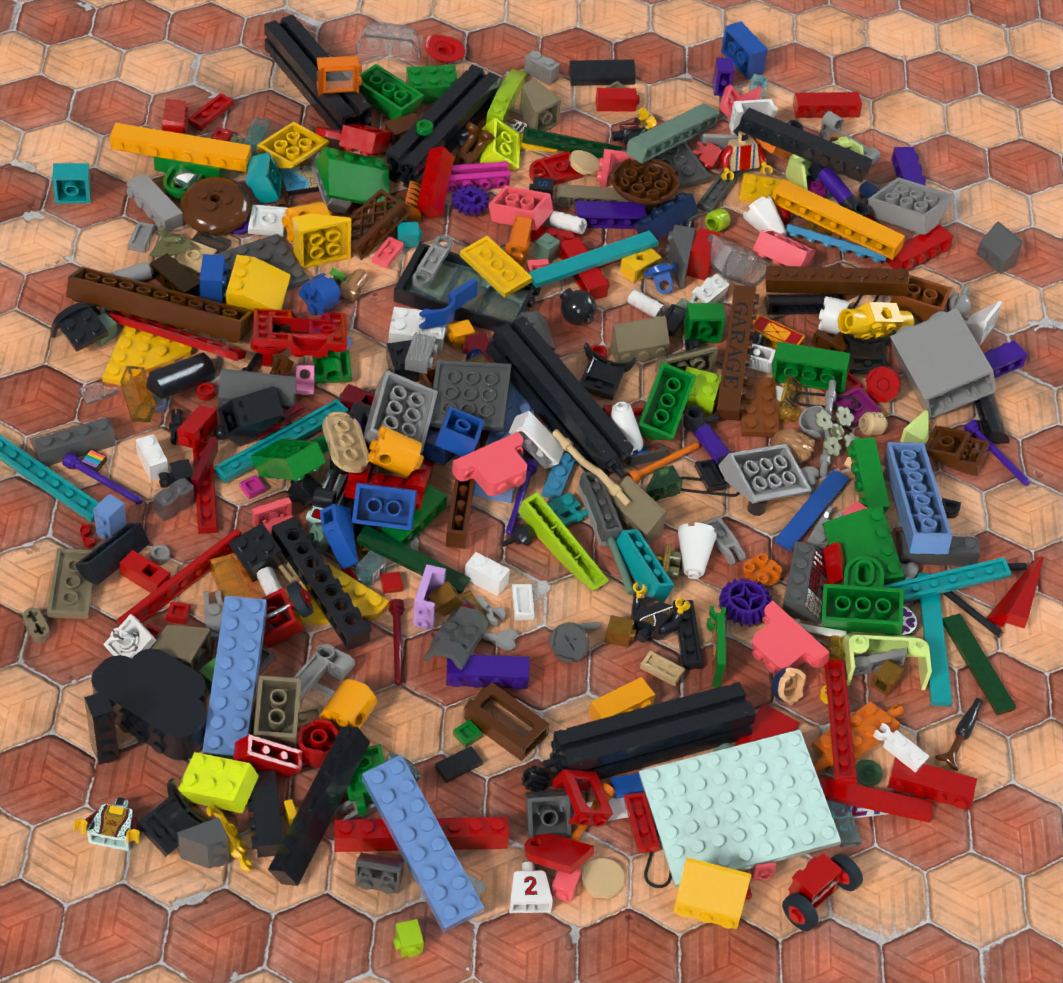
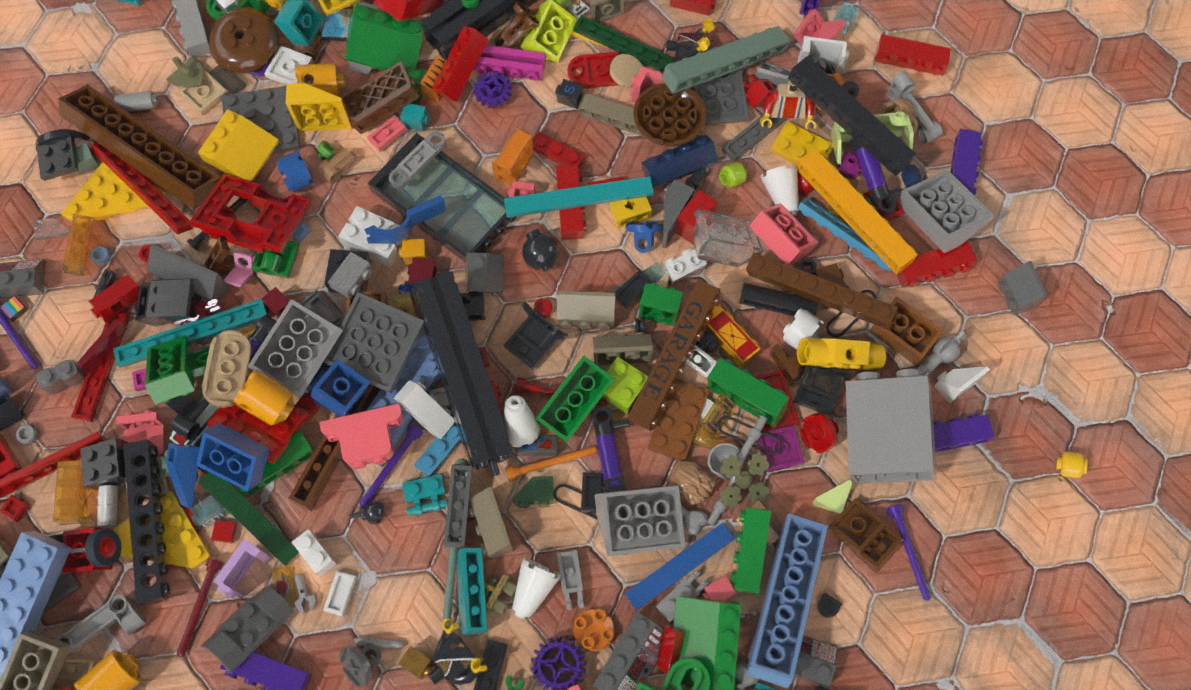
camera: 25 degrees right, 20 degrees up
(141, 237) = (163, 60): light grey tile -> none
(151, 456) = (62, 322): white brick -> none
(175, 276) = (174, 116): dark brown brick -> none
(178, 470) = (76, 348): black brick -> none
(181, 375) = (123, 236): black brick -> none
(213, 277) = (197, 126): blue brick -> none
(213, 614) = (43, 518): light grey hinge -> none
(445, 599) = (260, 573): pearl gold brick -> none
(496, 266) = (475, 183): yellow plate -> none
(504, 639) = (301, 634): light grey rock -> none
(523, 203) = (534, 113): coral brick -> none
(546, 247) = (542, 168): sand green brick -> none
(561, 541) = (404, 539): lime slope -> none
(568, 222) = (577, 141): white axle -> none
(610, 214) = (621, 140): dark purple brick -> none
(615, 490) = (473, 498): tan bar -> none
(646, 304) = (615, 262): white axle -> none
(873, 423) = (788, 477): tan head -> none
(991, 419) = (923, 505): black brick -> none

